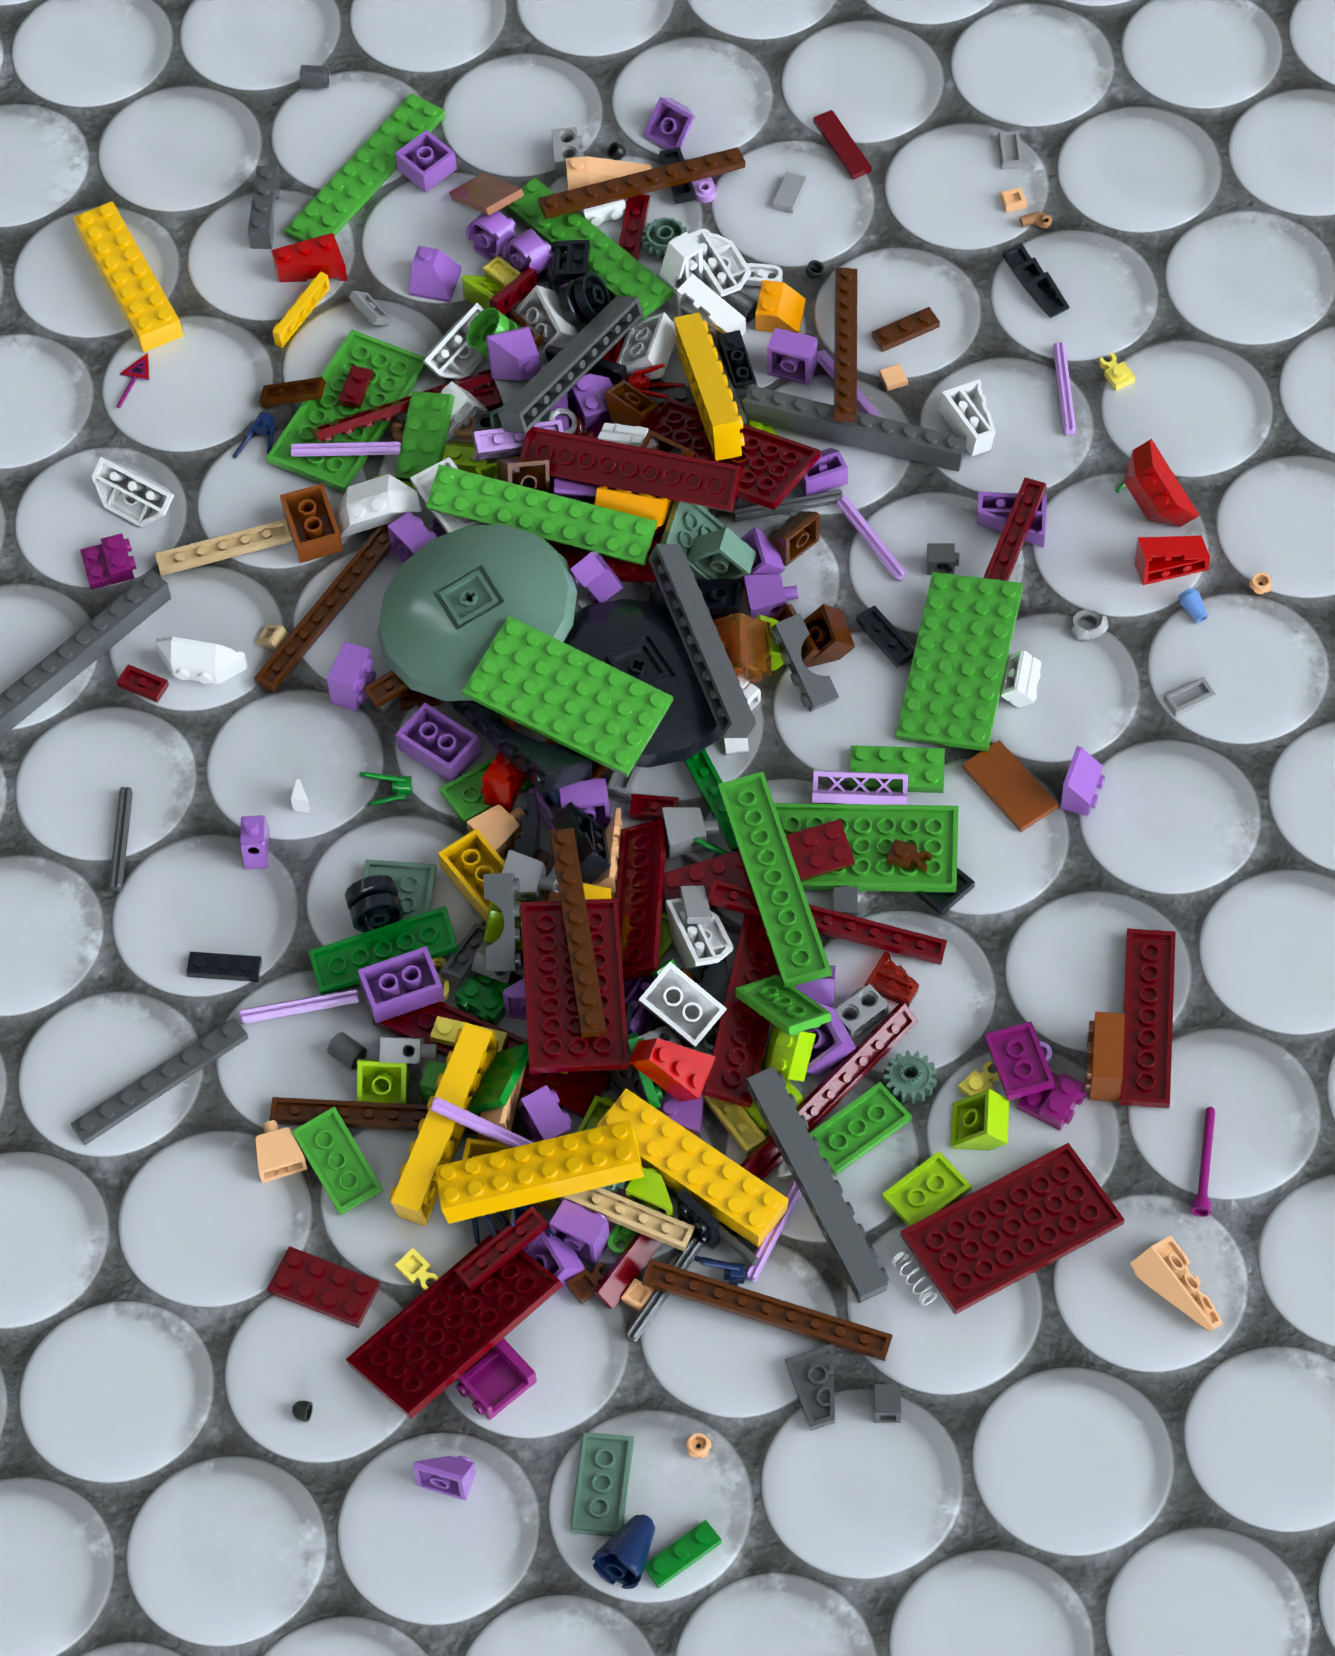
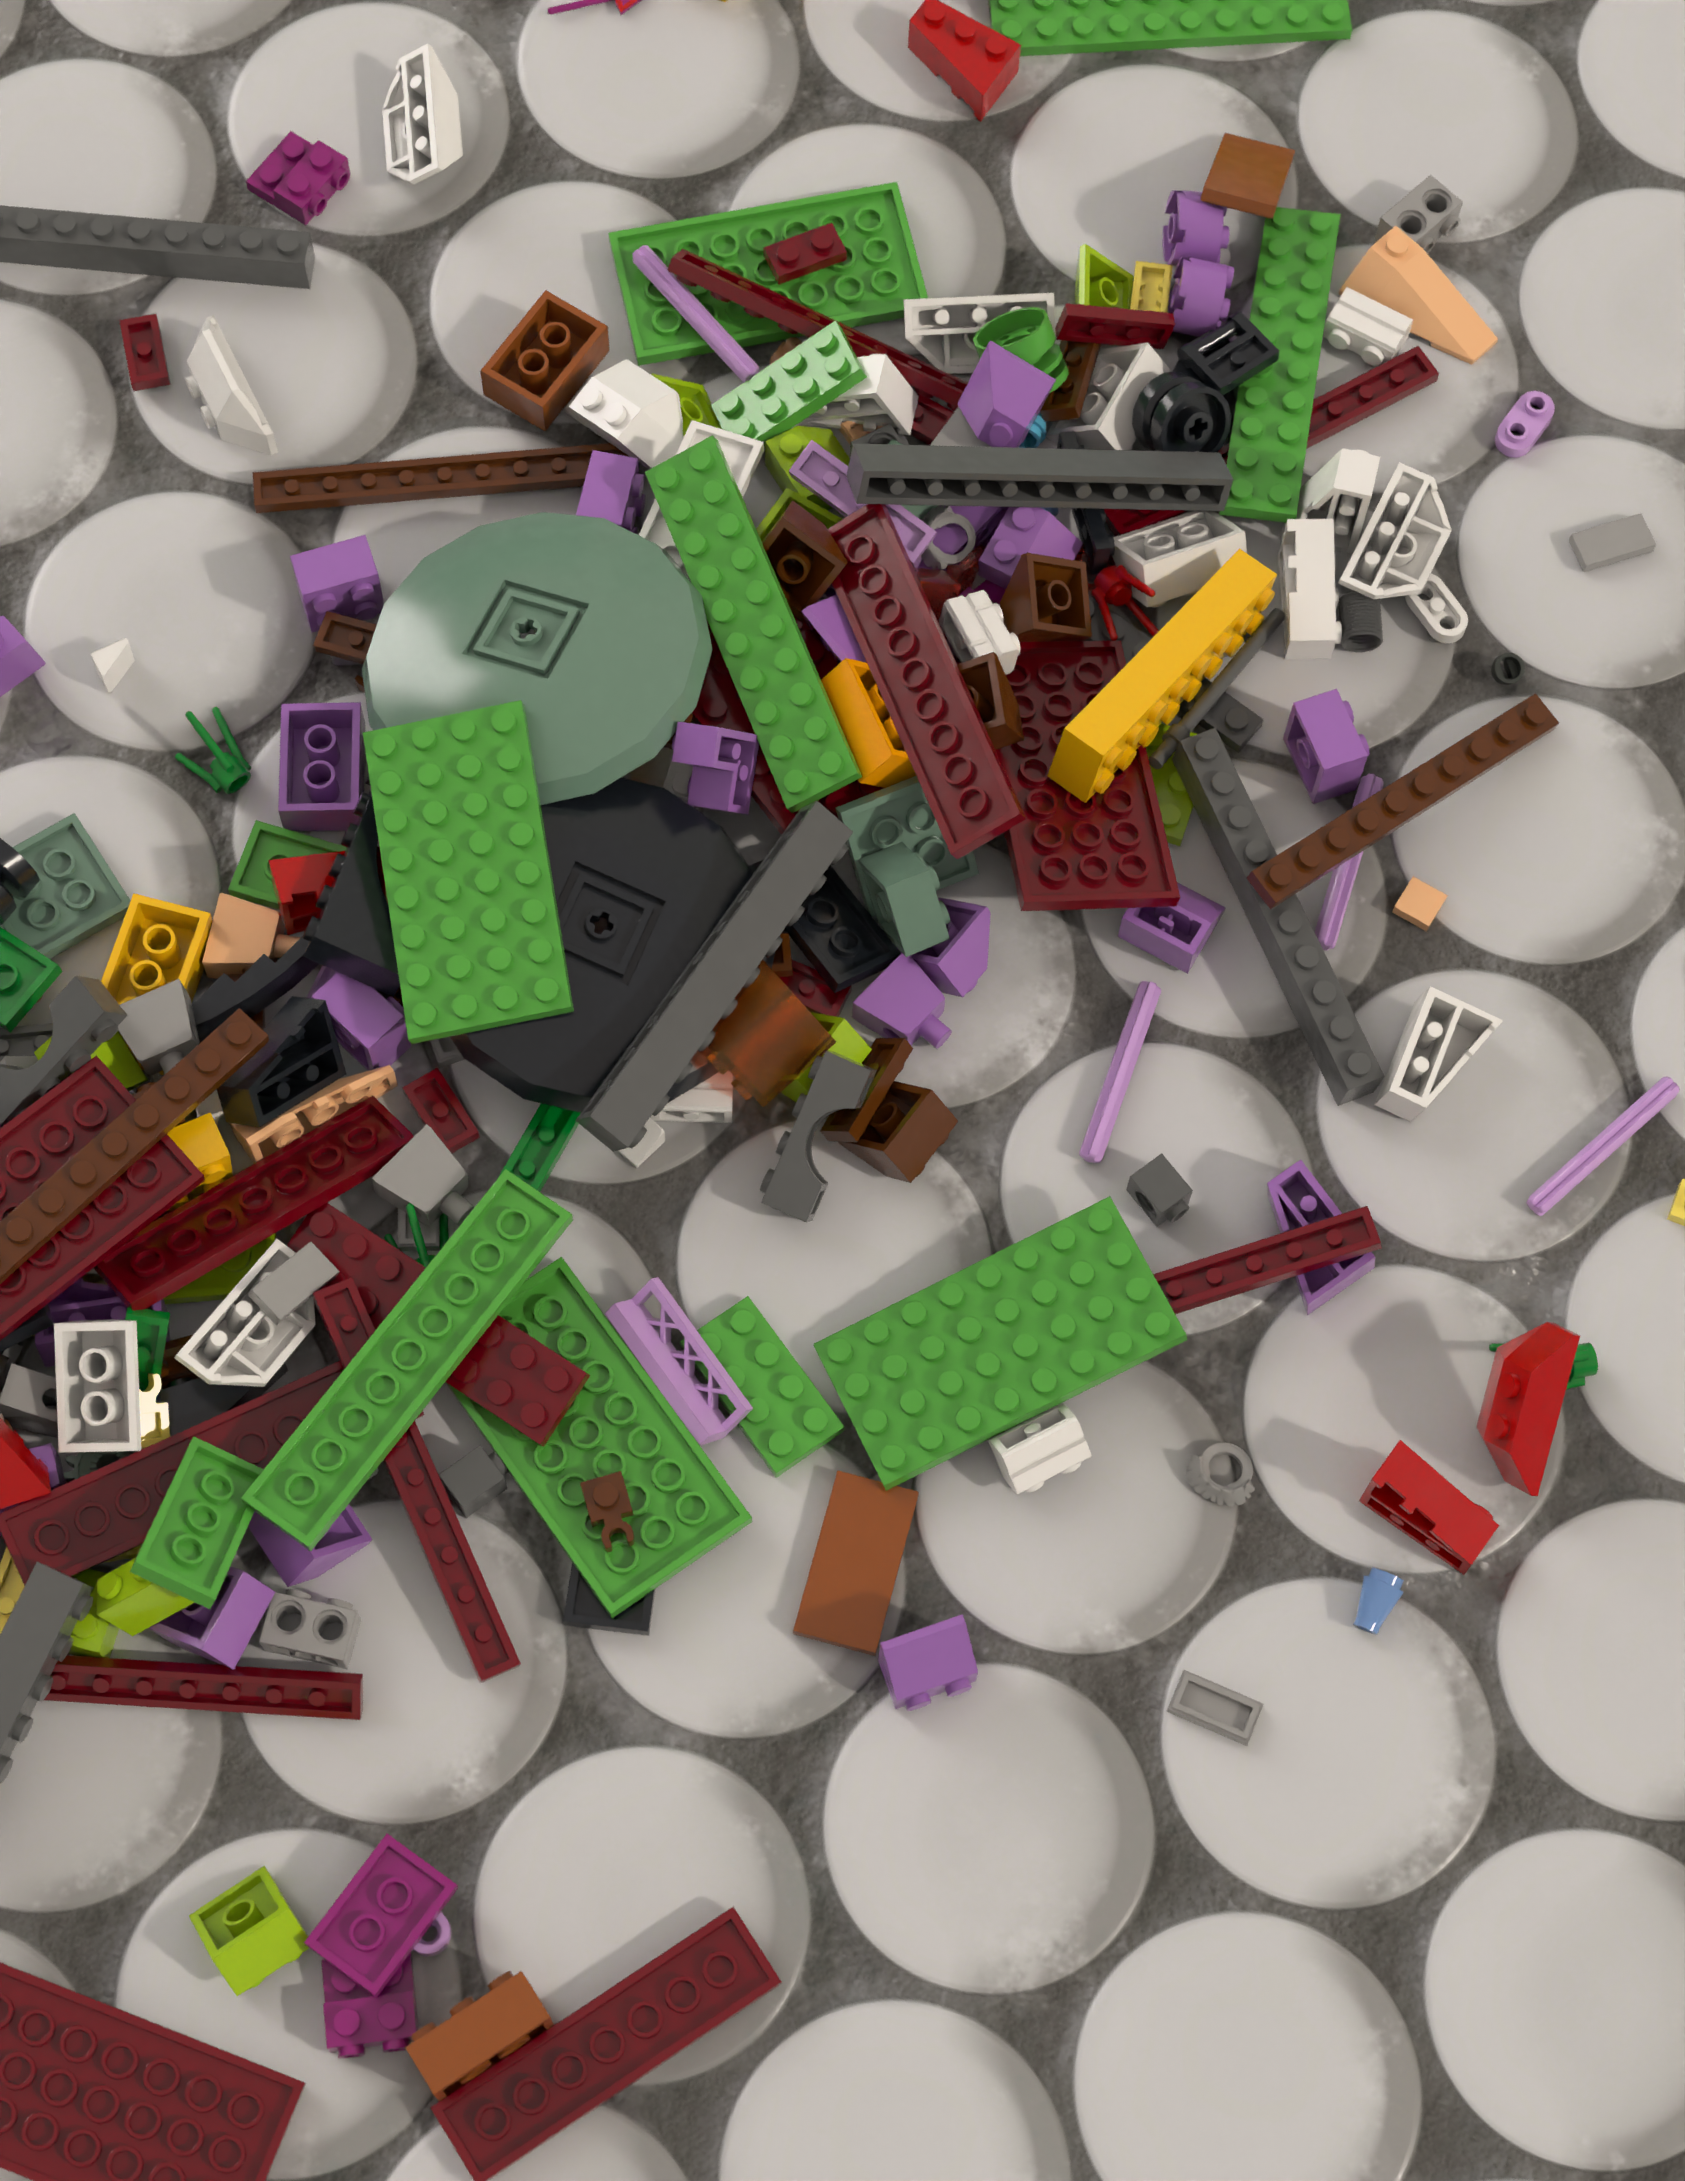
camera: 45 degrees right, 10 degrees up
(223, 547) = (423, 284): tan plate -> none
(262, 425) = (657, 190): dark blue plant -> none
(272, 637) = (341, 447): tan slope -> none
(292, 392) = (733, 186): reddish brown plate -> none
(301, 309) = (878, 101): yellow plate -> none
(368, 306) = (951, 178): light grey plate -> none
(426, 161) = (1242, 67): medium lavender brick -> none
(433, 275) = (1072, 211): medium lavender slope -> none
(616, 151) = (1477, 281): pearl dark grey hinge -> none
(641, 183) = (1444, 348): reddish brown plate -> none
(659, 234) = (1398, 432): sand green gear -> none
(669, 123) = (1581, 309): medium lavender slope -> none
(683, 192) = (1507, 383): black plate -> none
(736, 358) = (1258, 680): black slope -> none
(779, 307) = (1399, 672): light orange slope -> none
(788, 505) = (1104, 939): dark grey axle -> none
(796, 535) = (1029, 969): reddish brown slope -> none
(860, 1127) = (119, 1764): bright green plate -> none
(885, 636) = (968, 1209): black plate -> none
(892, 981) = (397, 1636): clear red wing -> none
(905, 329) = (1517, 860): reddish brown plate -> none
(914, 1066) = (243, 1757): sand green gear -> none
(926, 1190) = (83, 1936): lime plate -> none
(978, 1082) = (317, 1879): light yellow plate -> none
(1261, 578) = (1503, 1660): light nougat plate -> none

